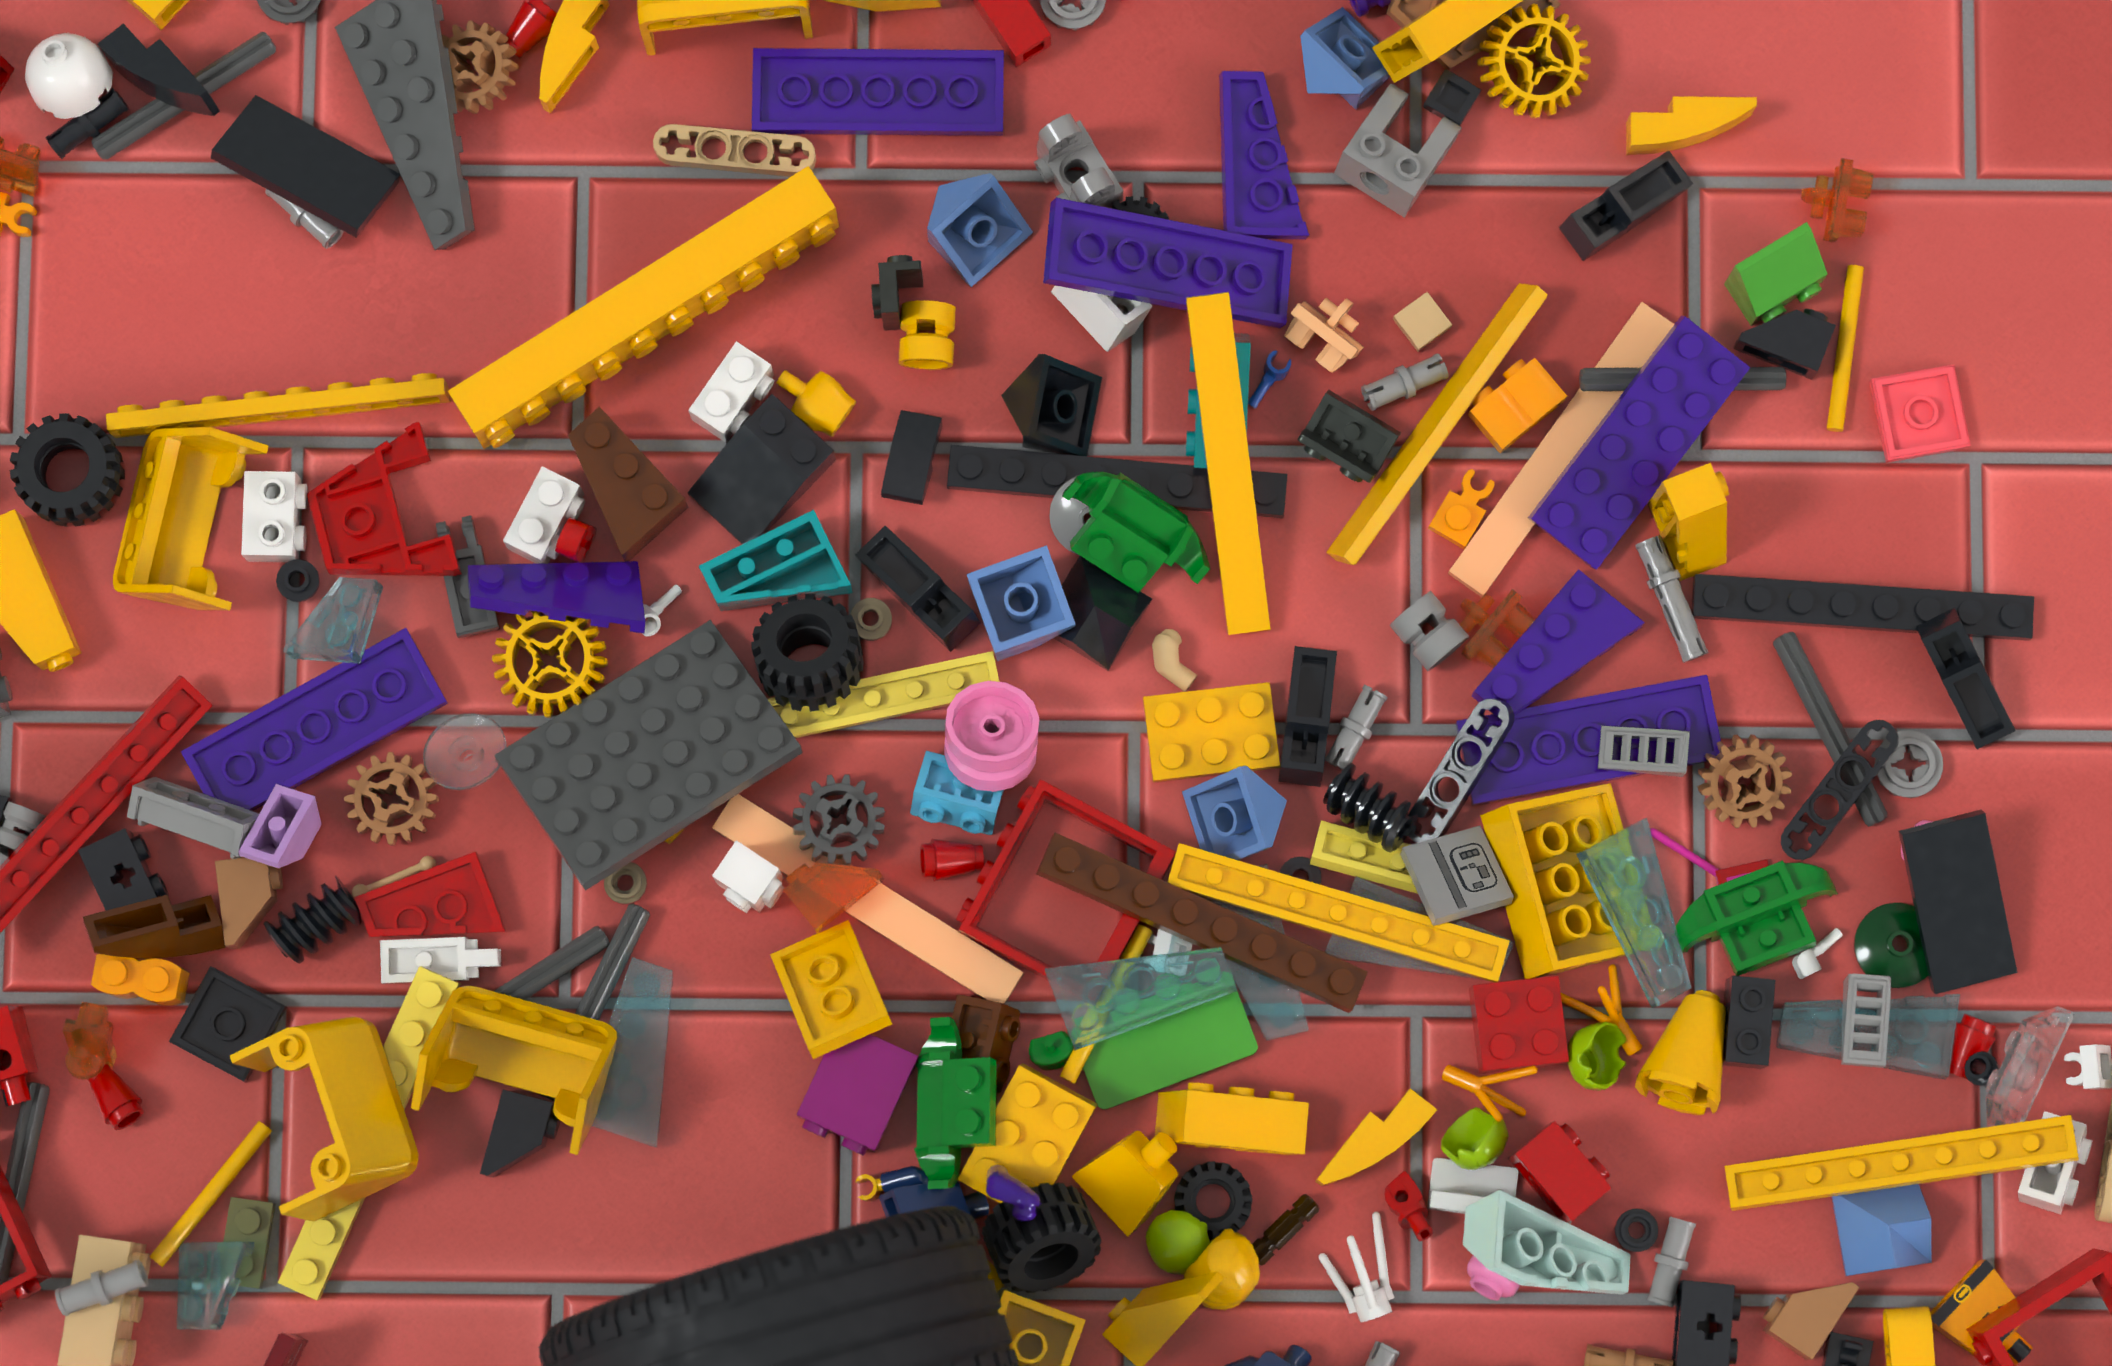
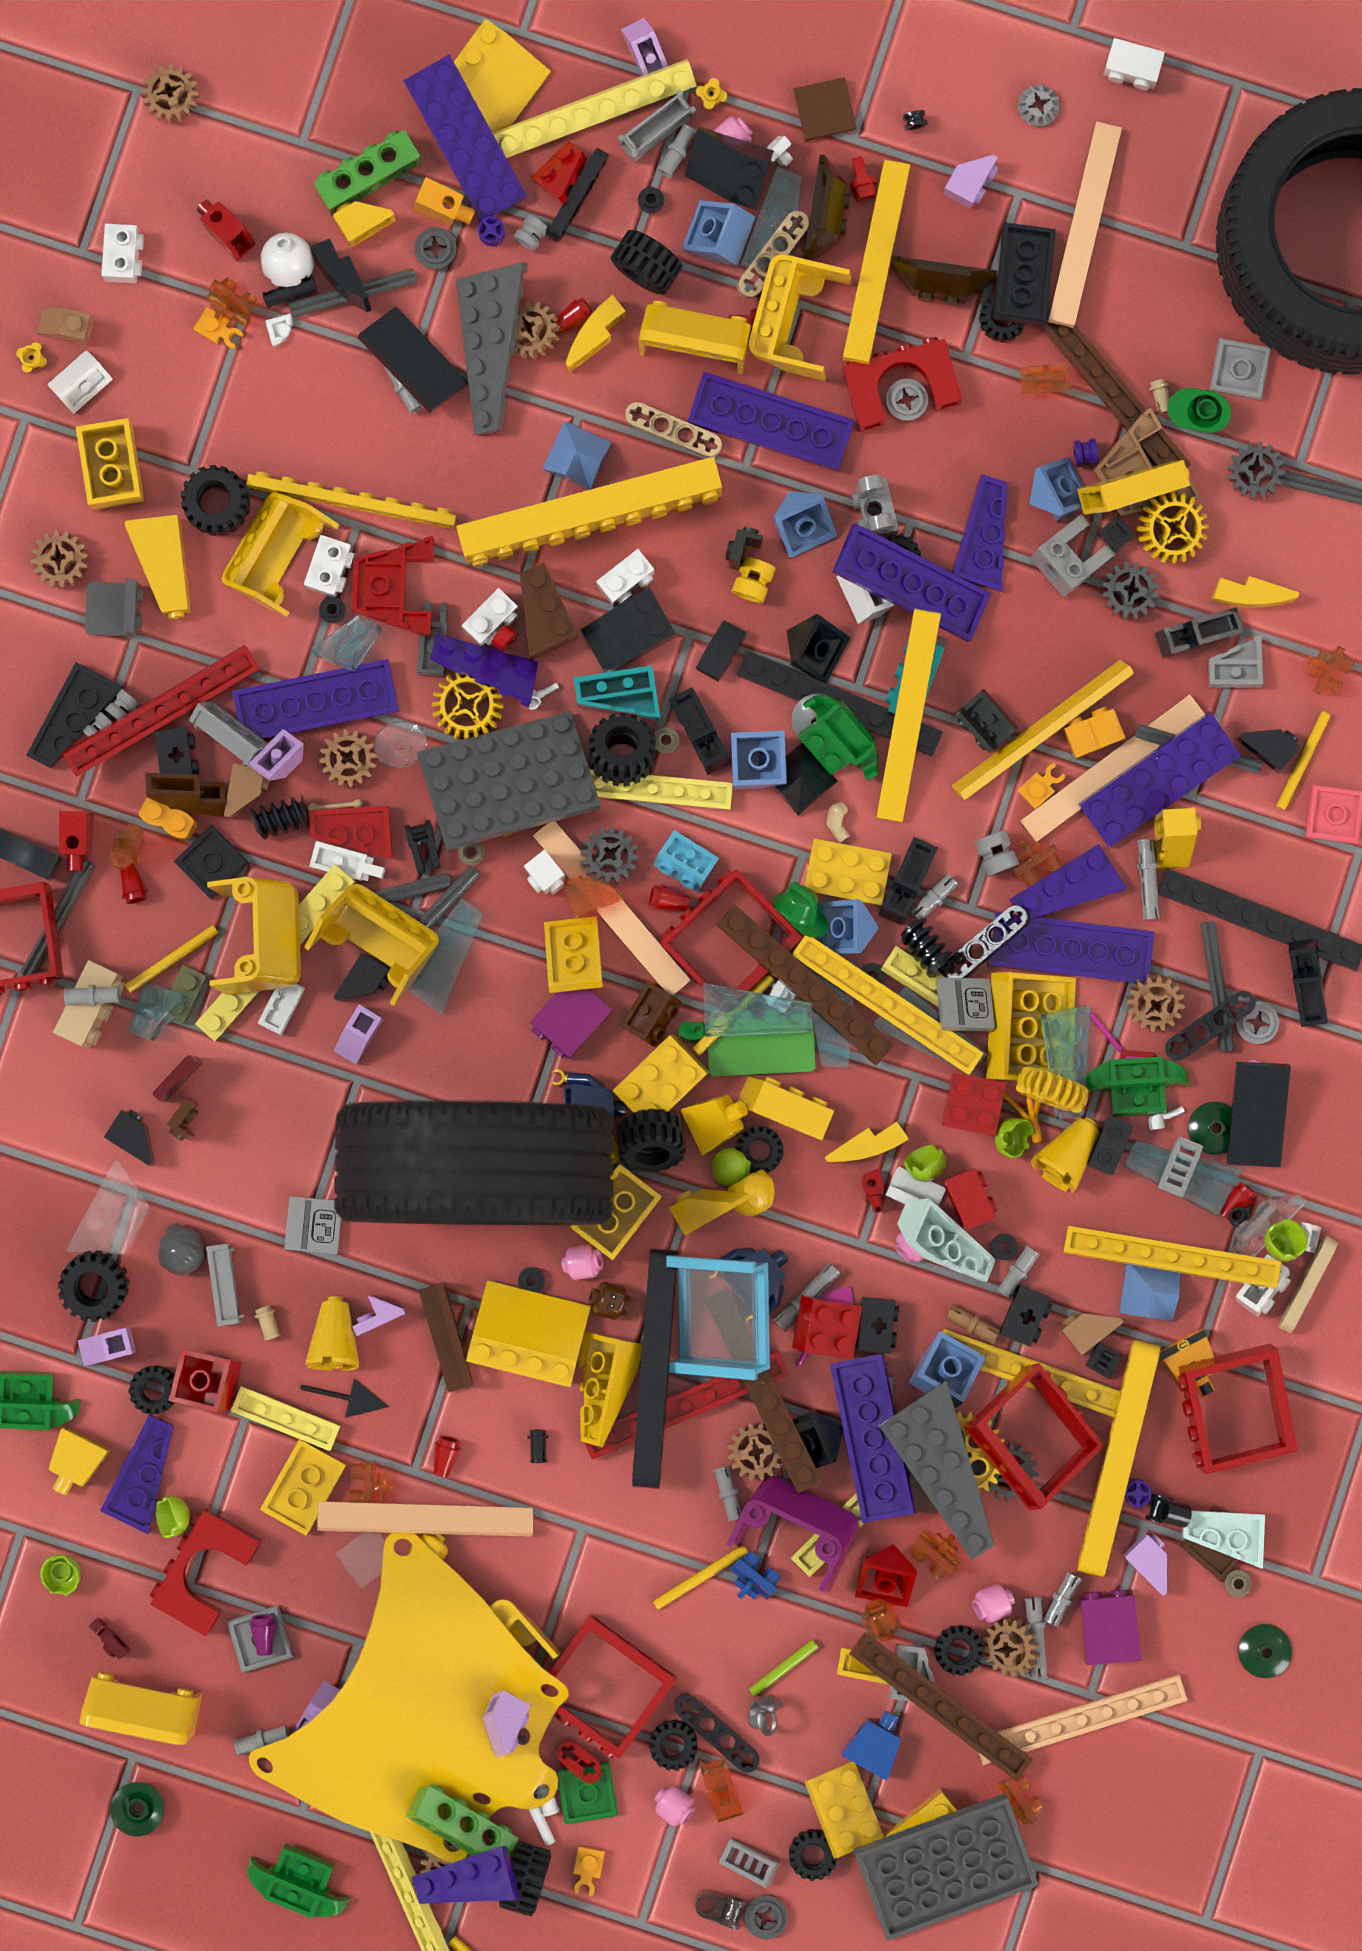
camera: 20 degrees right, 5 degrees up
(88, 183) = (279, 328): none -> white tile
(405, 1215) = (281, 1008): none -> white plate
(535, 893) = (415, 842): none -> black piece
(536, 1218) = (358, 1034): none -> lavender slope
(600, 234) = (577, 456): none -> medium blue slope
(820, 402) = (676, 600): yellow piece -> none
(952, 1103) = (623, 1045): green plate -> none
(991, 736) = (715, 834): bright pink wheel -> none
(1008, 1189) = (641, 1107): dark purple arm -> none
(1157, 808) = (801, 909): none -> green piece
(1270, 376) = (949, 671): blue hand -> none
(1285, 1228) = (796, 1179): dark brown axle -> none
(1310, 321) = (999, 663): light nougat hips -> none
(1369, 1298) = (833, 1237): white plant -> none
(1404, 382) = (1031, 698): light grey pin -> none
(1422, 321) = (1053, 664): tan tile -> none
(1478, 1086) = (938, 1133): light orange plant -> none
(1517, 173) = (1117, 588): none -> dark grey gear
(1633, 962) = (1052, 1089): none -> yellow gear
(1662, 736) = (1125, 965): light grey slope -> none
(1700, 238) = (1238, 667): none -> light grey wing
(1777, 276) = (1276, 705): bright green slope -> none
(2065, 1081) = (1285, 1240): none -> lime hair

